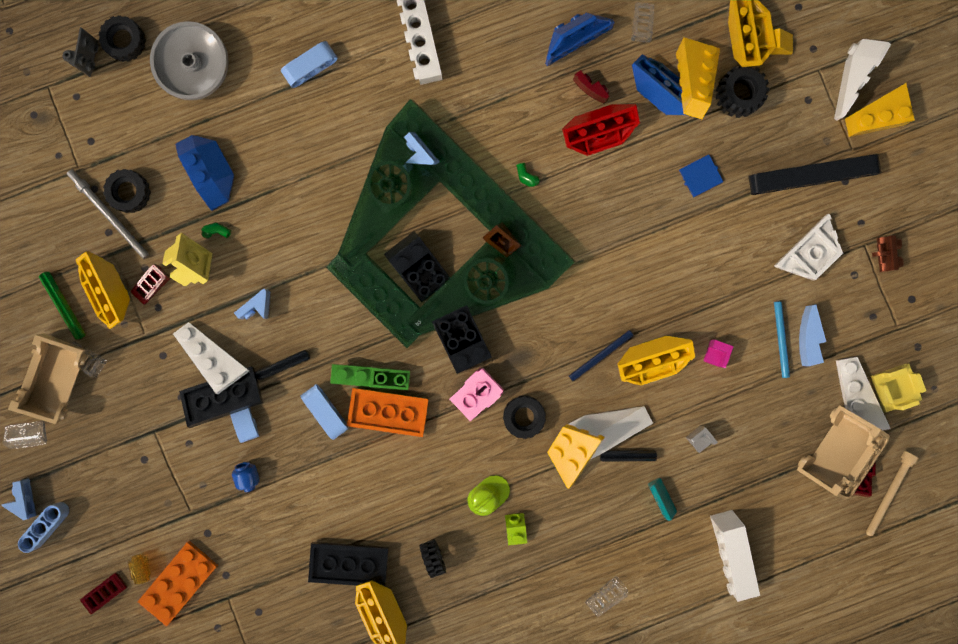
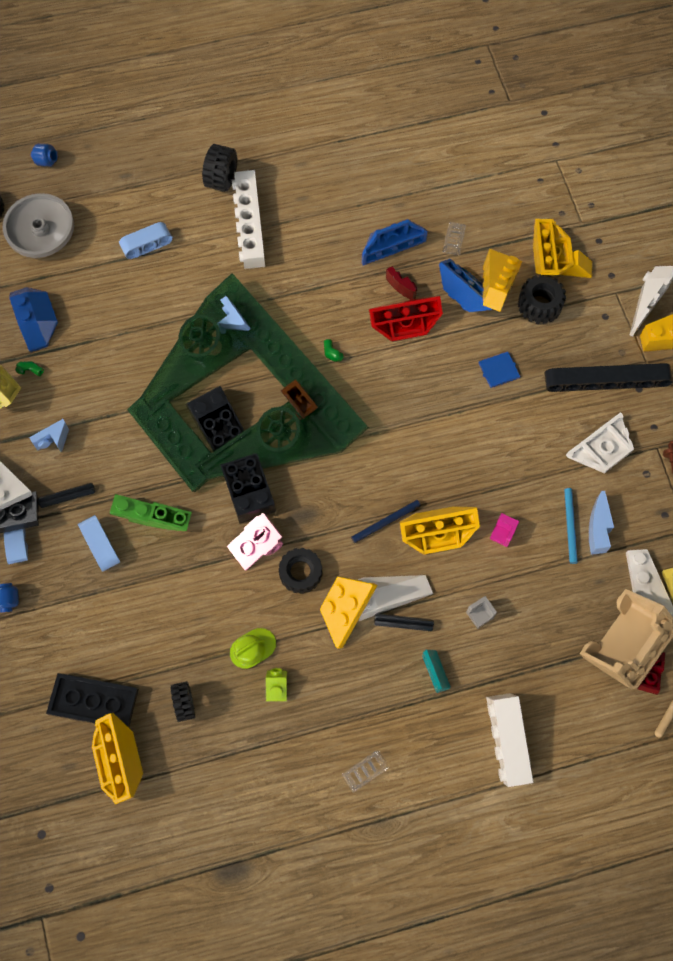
camera: 10 degrees right, 20 degrees down
(387, 412) = (162, 550): orange plate -> none

